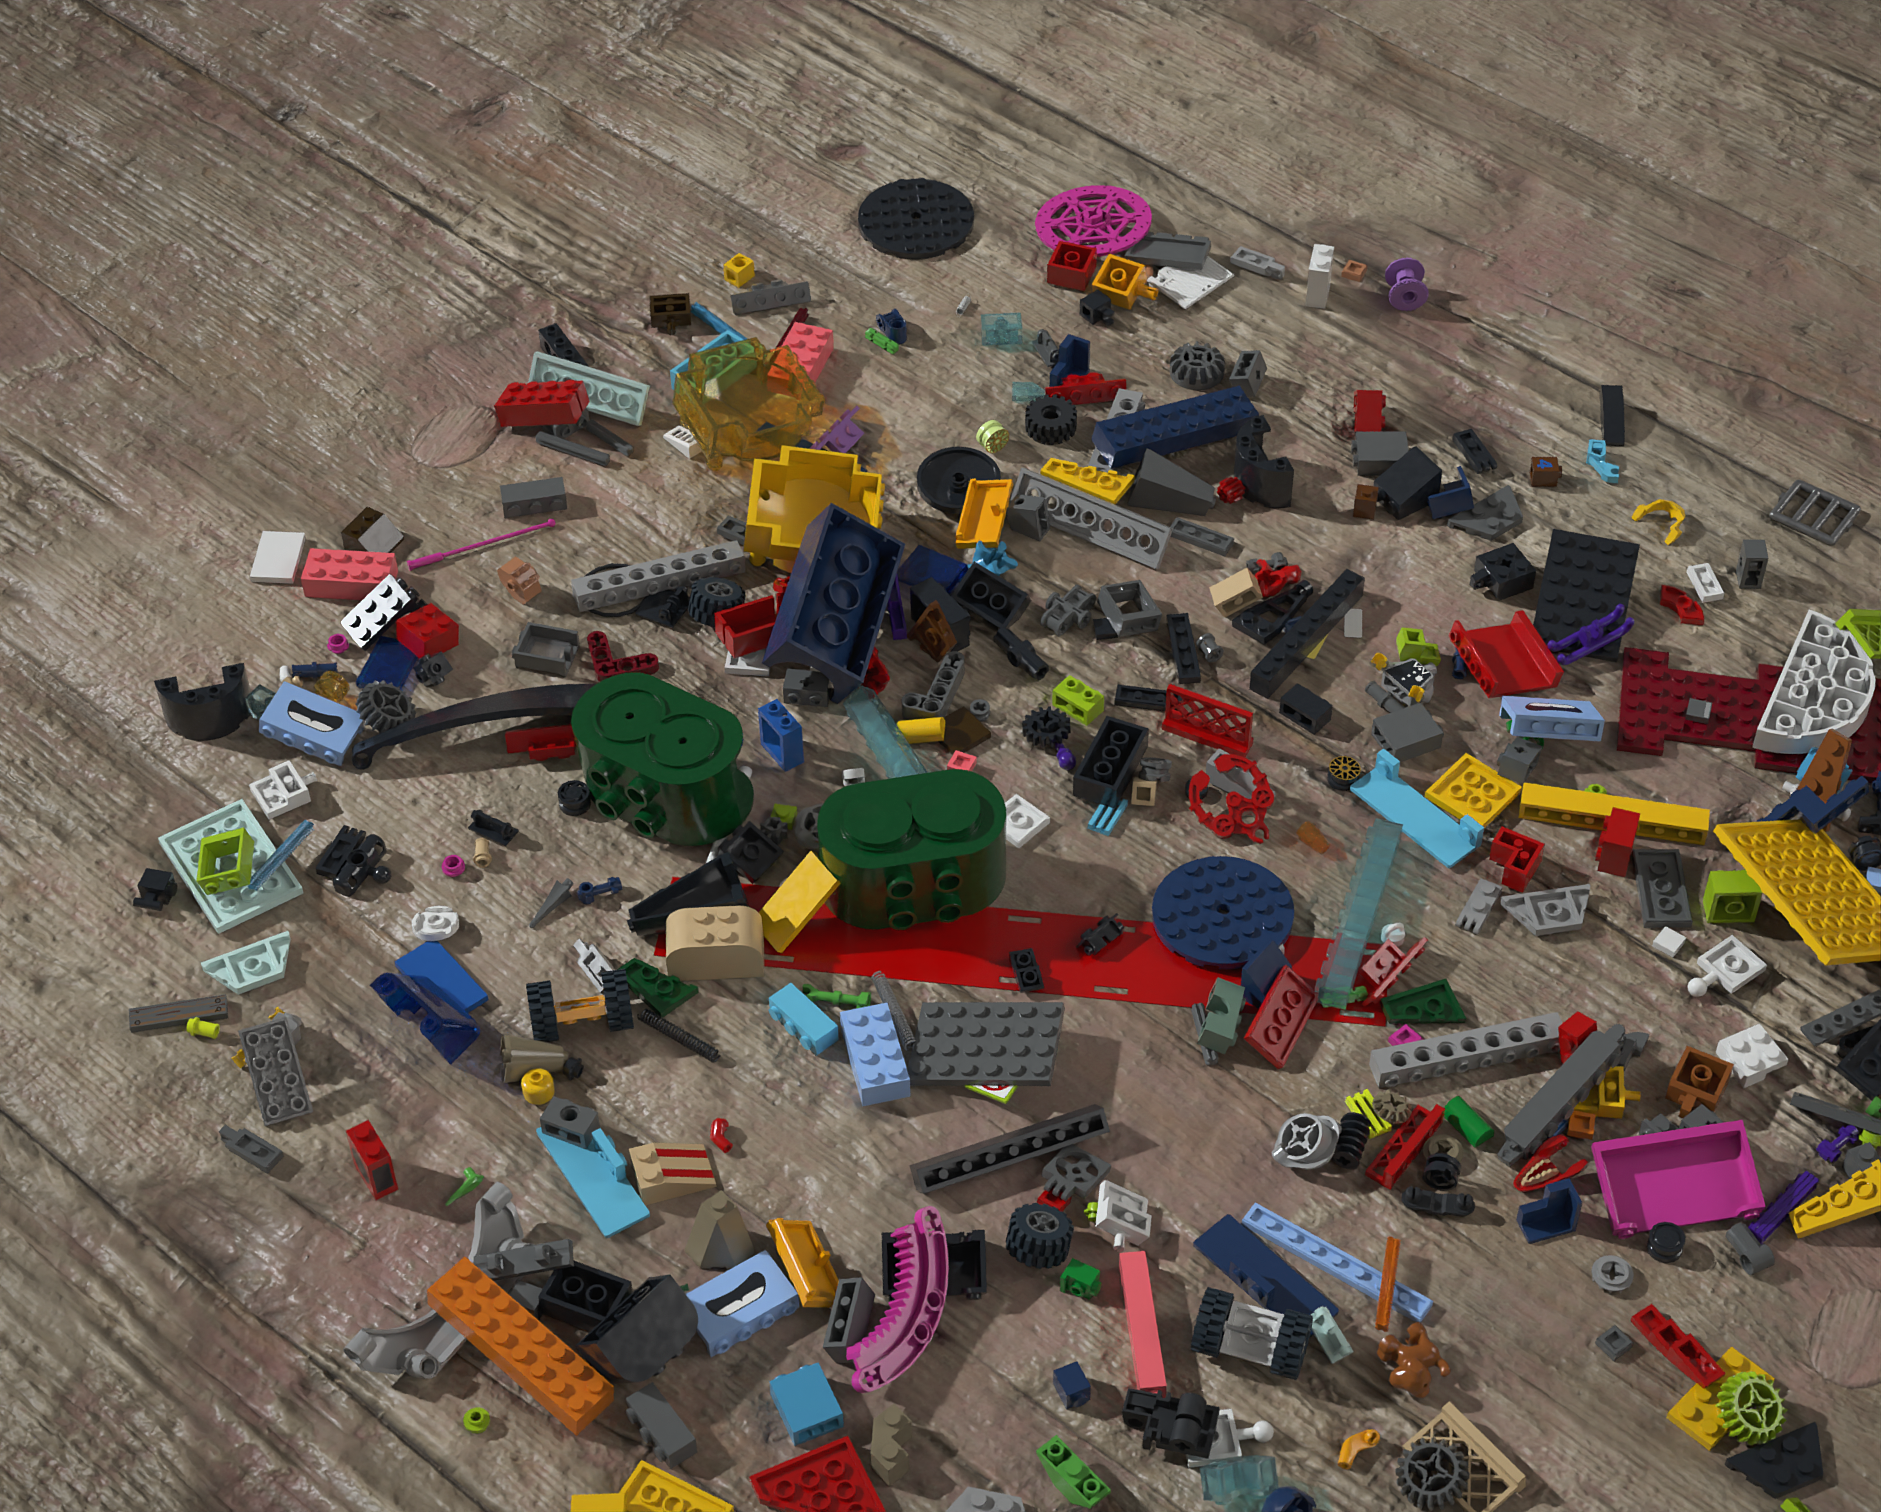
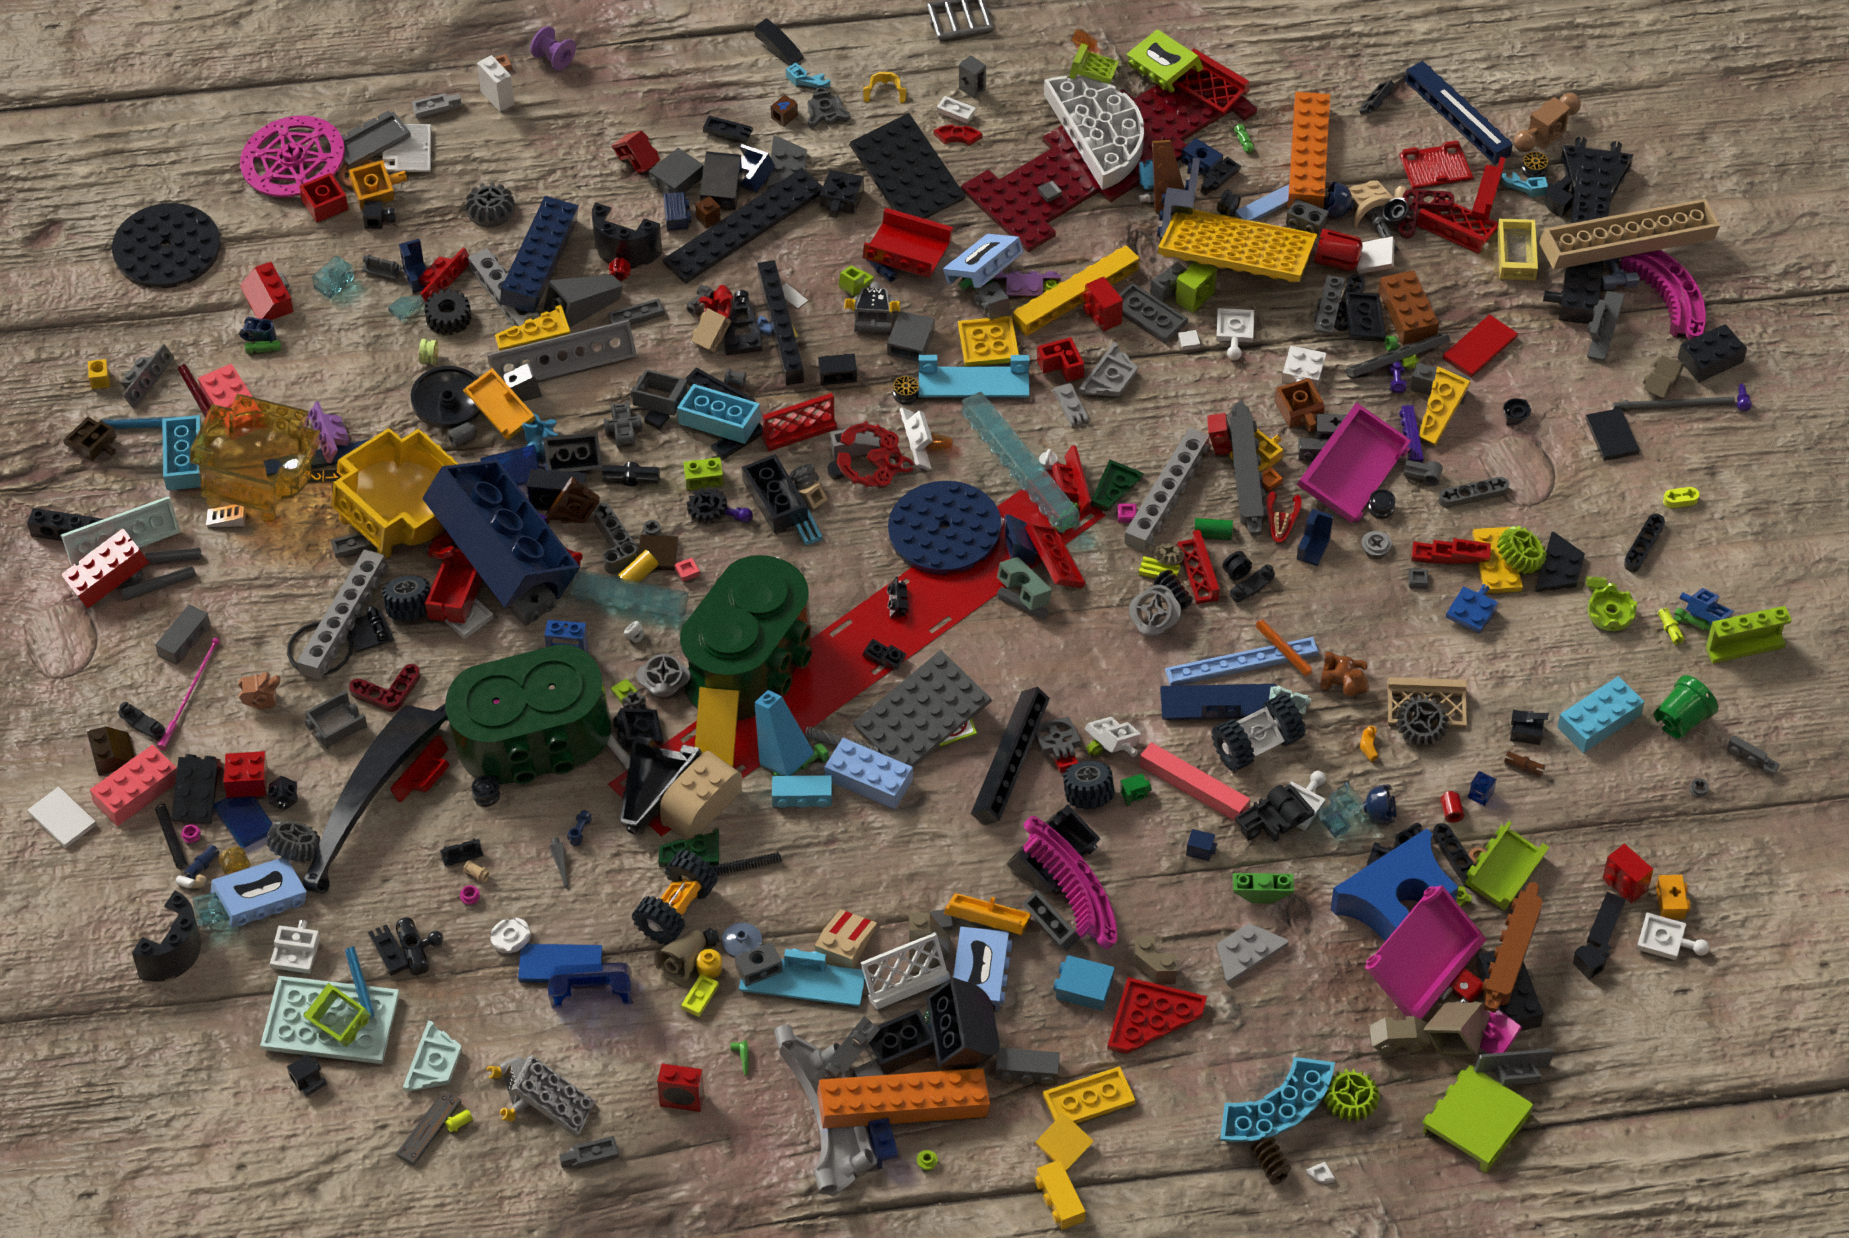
camera: 50 degrees left, 5 degrees up
(325, 633) = (169, 828): none -> black piece
(420, 533) = (140, 721): none -> black piece
(457, 1364) = (882, 1140): none -> clear blue panel
(500, 1106) = (700, 995): none -> neon yellow plate
(592, 962) = (642, 871): light grey hinge -> none
(601, 1101) = (734, 945): none -> sand blue dish
(658, 1259) = (913, 984): none -> white fence
(717, 1136) = (841, 896): red arm -> none
(762, 1235) = (943, 920): none -> dark grey tile
(832, 955) = (779, 737): none -> dark azure slope
(933, 518) = (462, 434): none -> dark grey brick
(937, 305) = (266, 293): none -> red slope
(1150, 660) = (719, 413): none -> medium azure brick
(1249, 372) = (532, 183): dark grey brick -> none
(1302, 811) = (918, 436): none -> white bracket
(1340, 481) = (675, 211): none -> dark blue brick
(1383, 535) = (743, 225): none -> black plate
(1445, 1144) = (1215, 550): dark tan gear -> none
(1571, 772) = (1026, 284): none -> medium lavender bracket
(1586, 497) = (826, 107): none -> dark grey tile
(1591, 637) = (943, 191): dark purple piece -> none
(1628, 1419) = (1472, 608): none -> blue plate
(1701, 867) = (1165, 283): none -> dark grey brick
(1782, 1311) = (1472, 489): none -> dark grey beam

